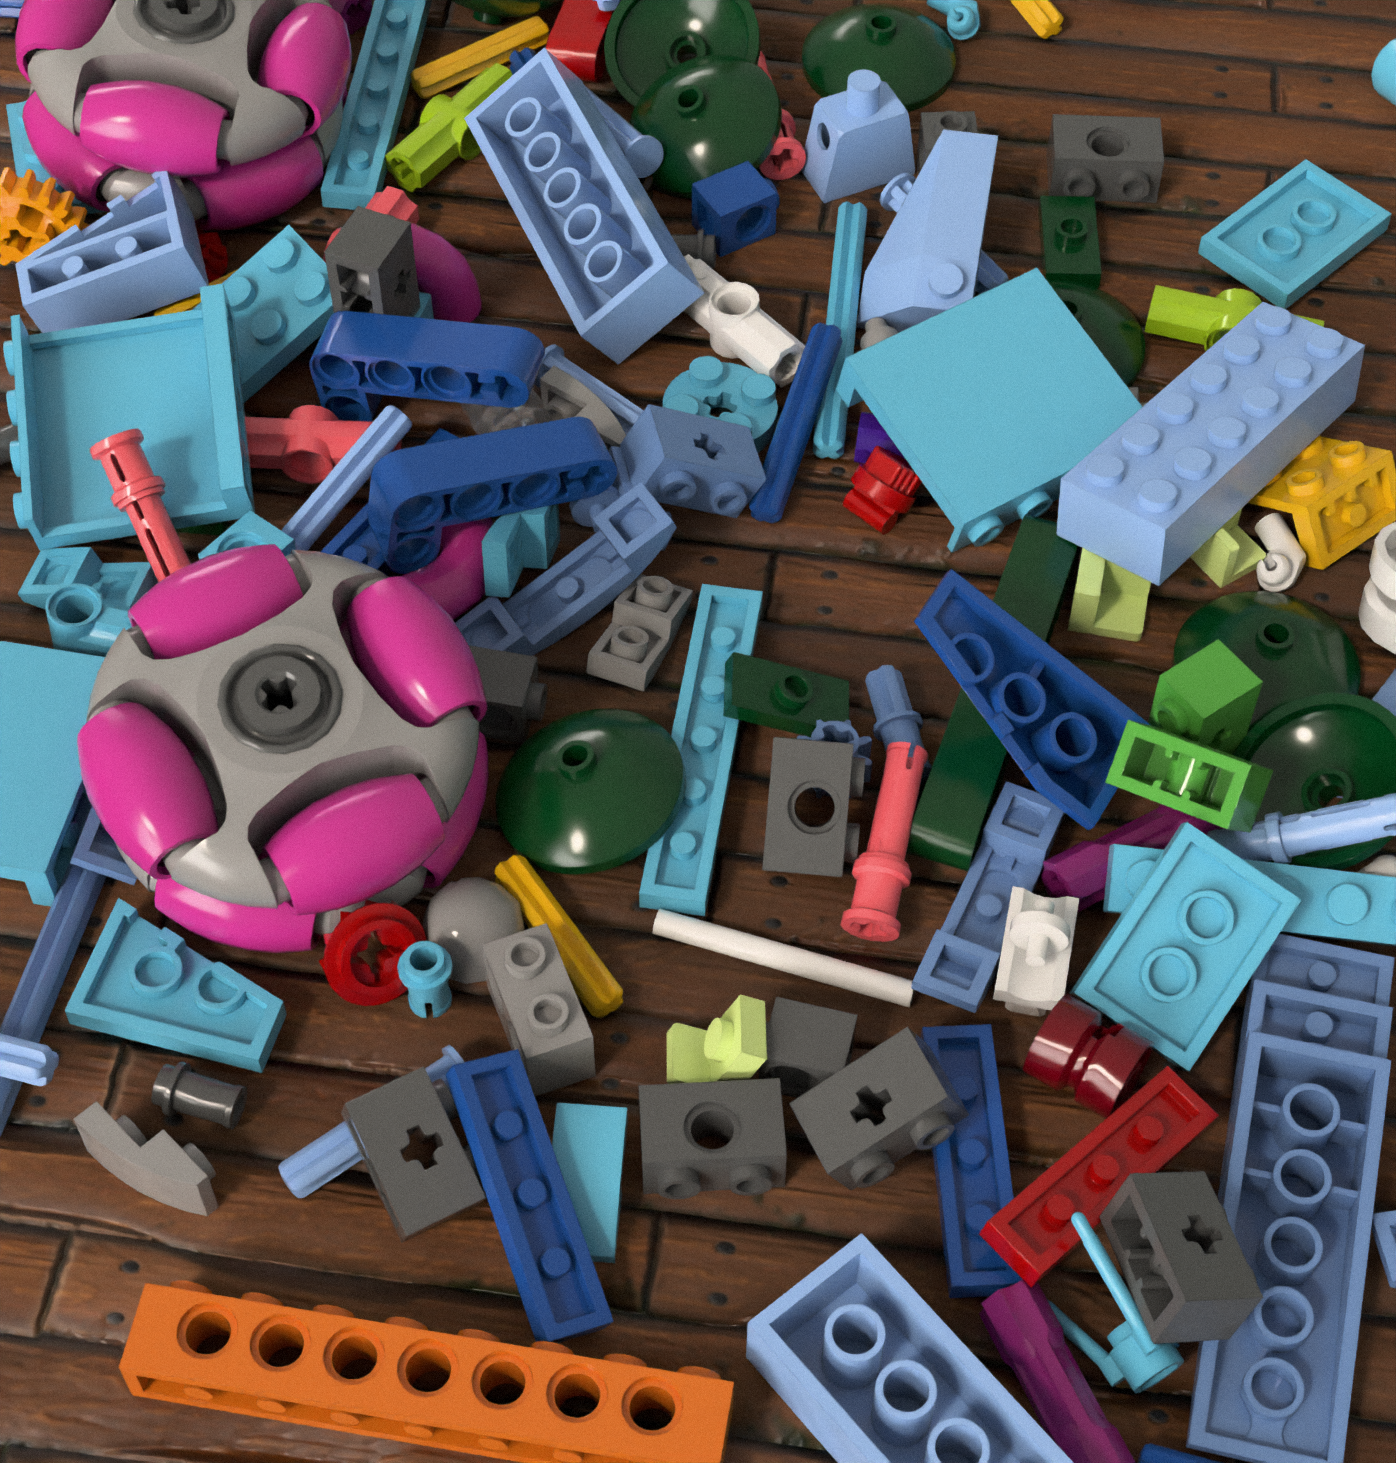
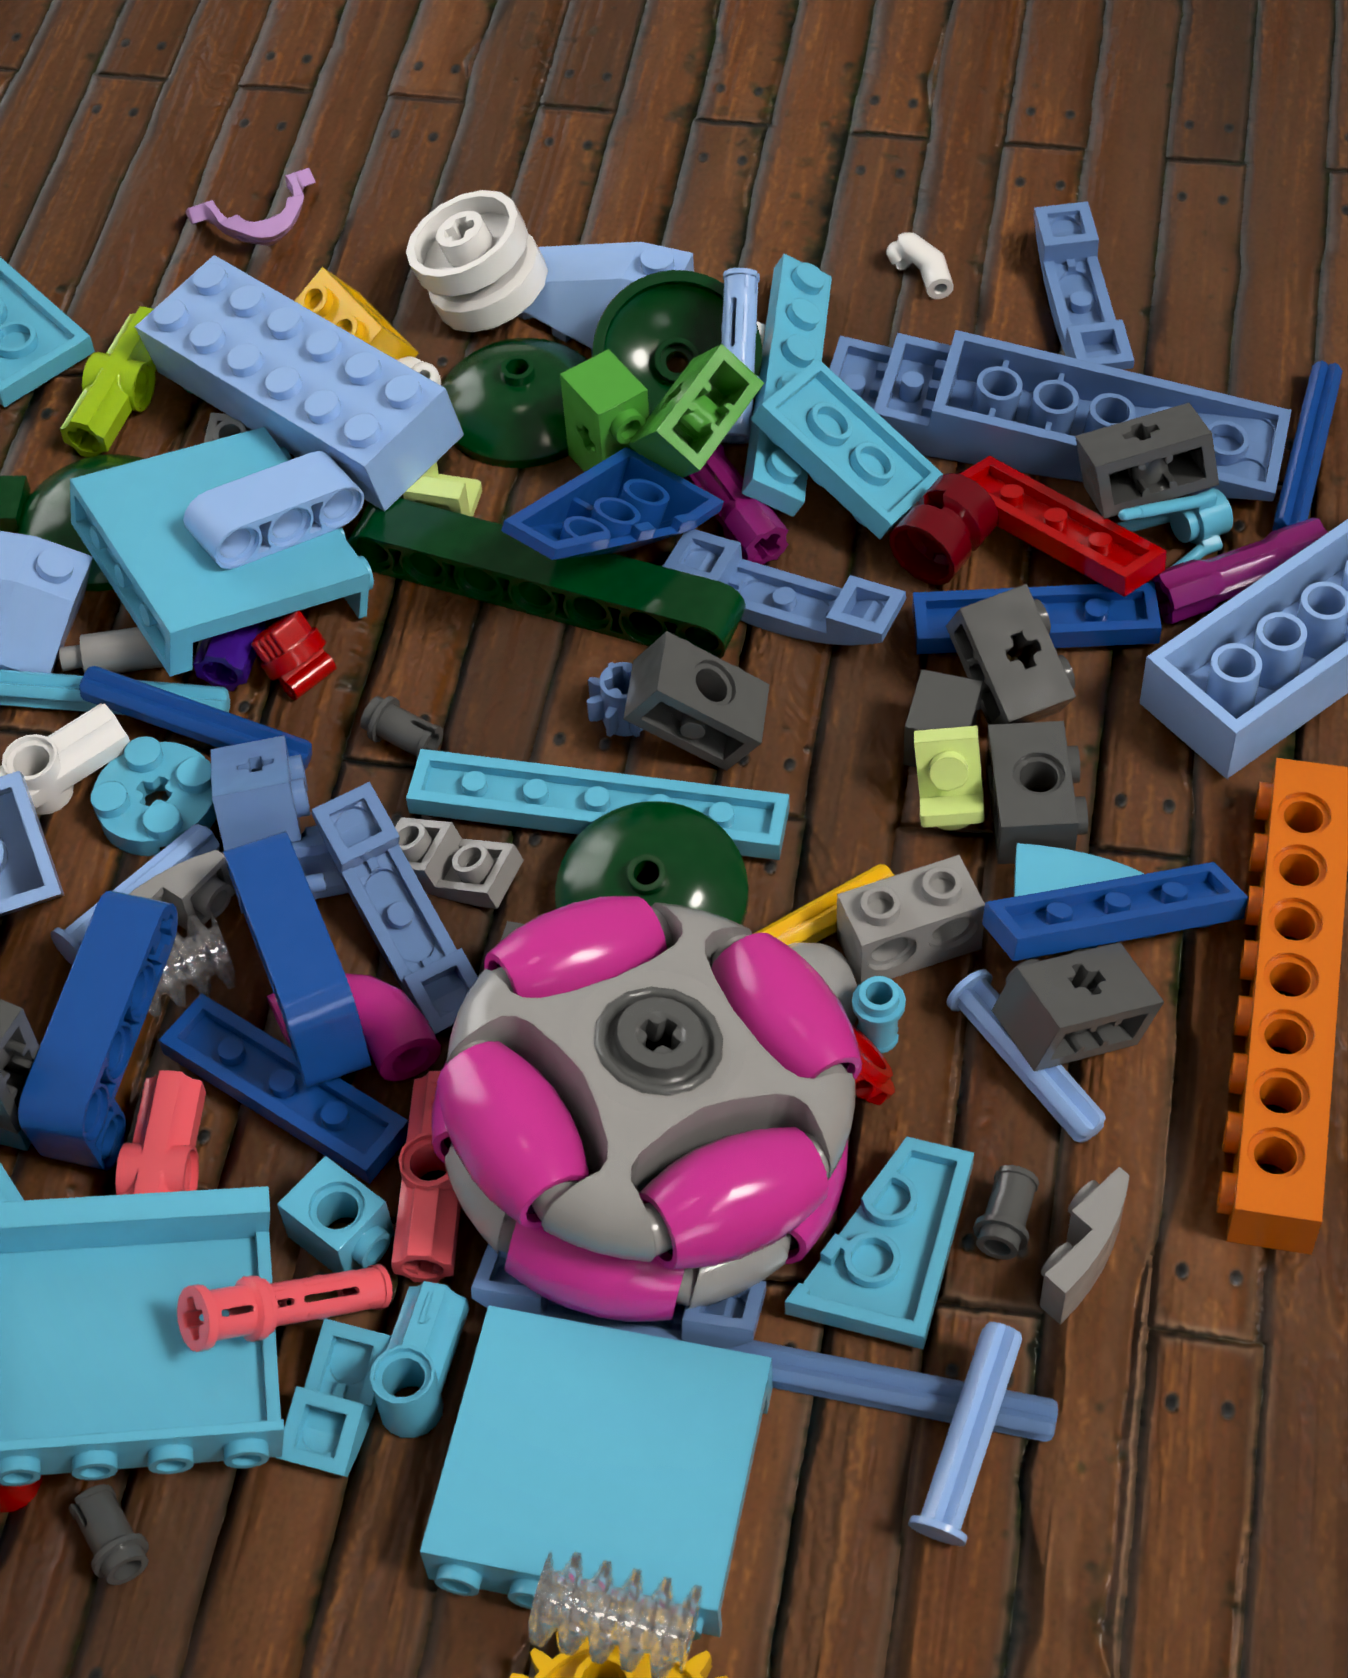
camera: 85 degrees left, 0 degrees up
(347, 477) = (231, 1116): light blue axle -> none
(518, 542) = (367, 950): medium azure slope -> none
(782, 695) = (553, 732): dark green plate -> none
(784, 957) = (832, 752): white bar -> none
(805, 570) = (390, 722): none -> dark grey pin
(882, 868) = (779, 667): coral pin -> none
(894, 711) = (581, 654): medium blue axle -> none
(1011, 421) = (273, 509): none -> light blue beam
(1035, 952) = (837, 551): white hips -> none

